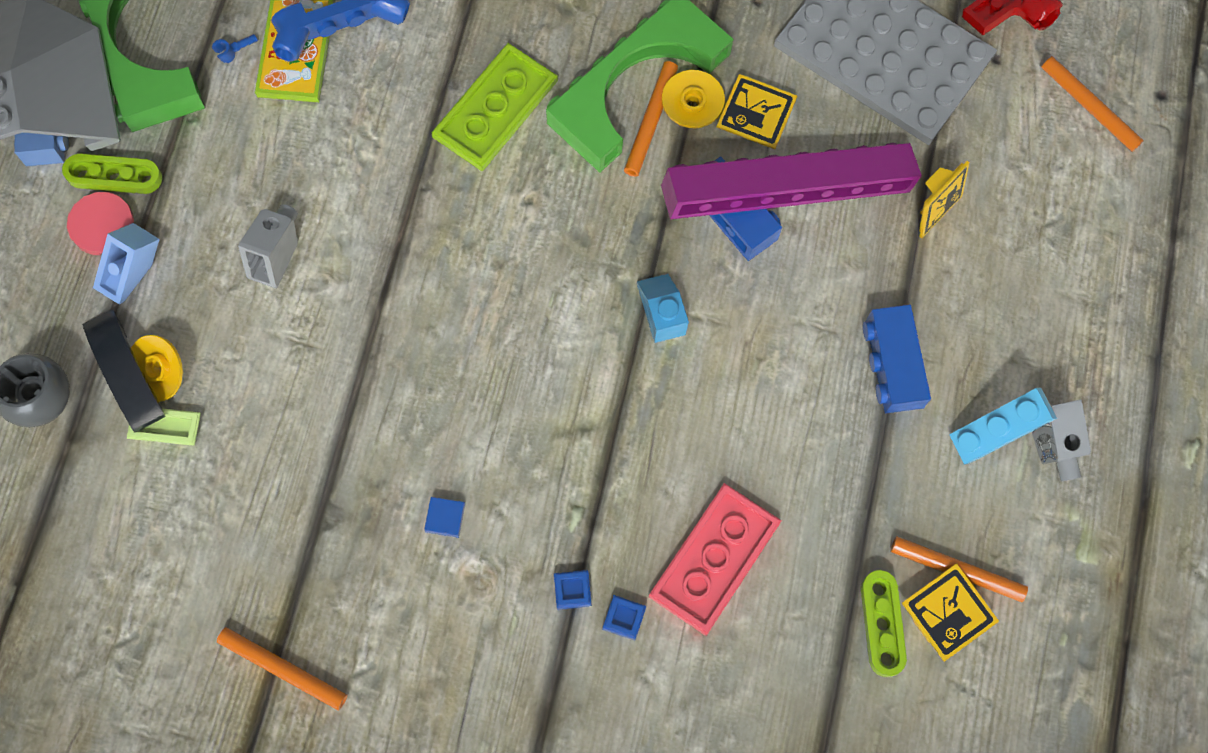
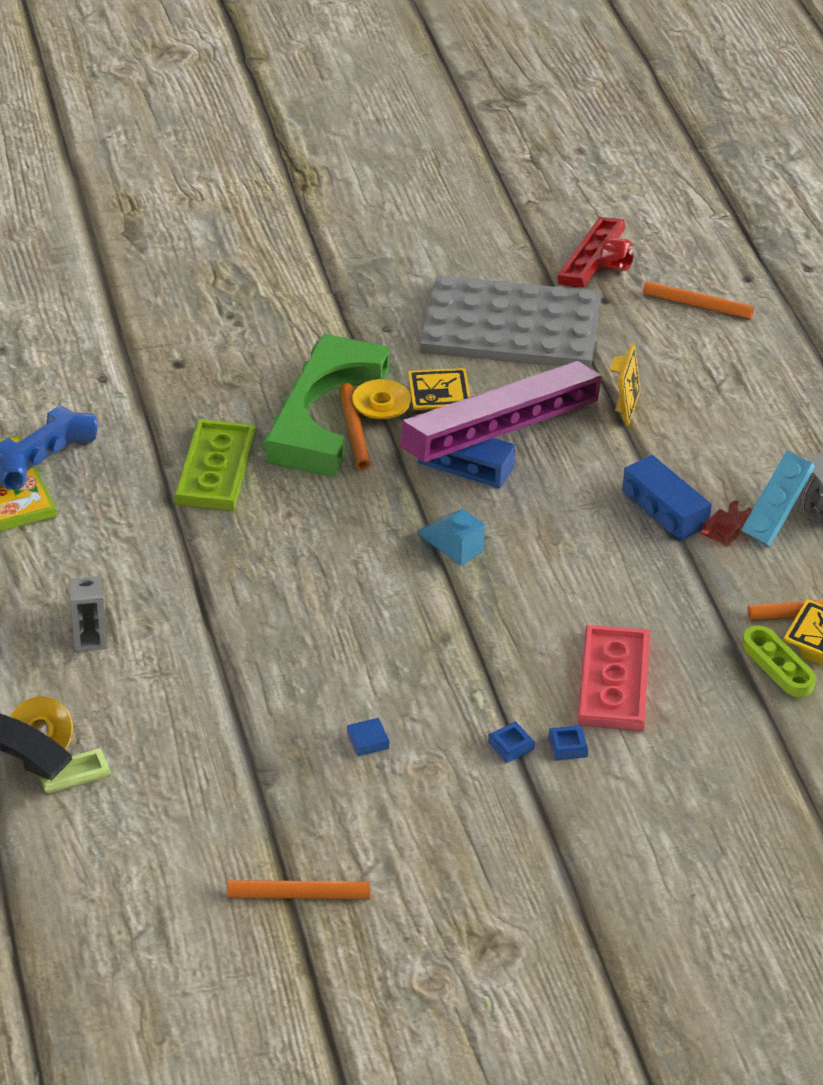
camera: 25 degrees left, 30 degrees down
(939, 419) = (726, 526): none -> clear red plate

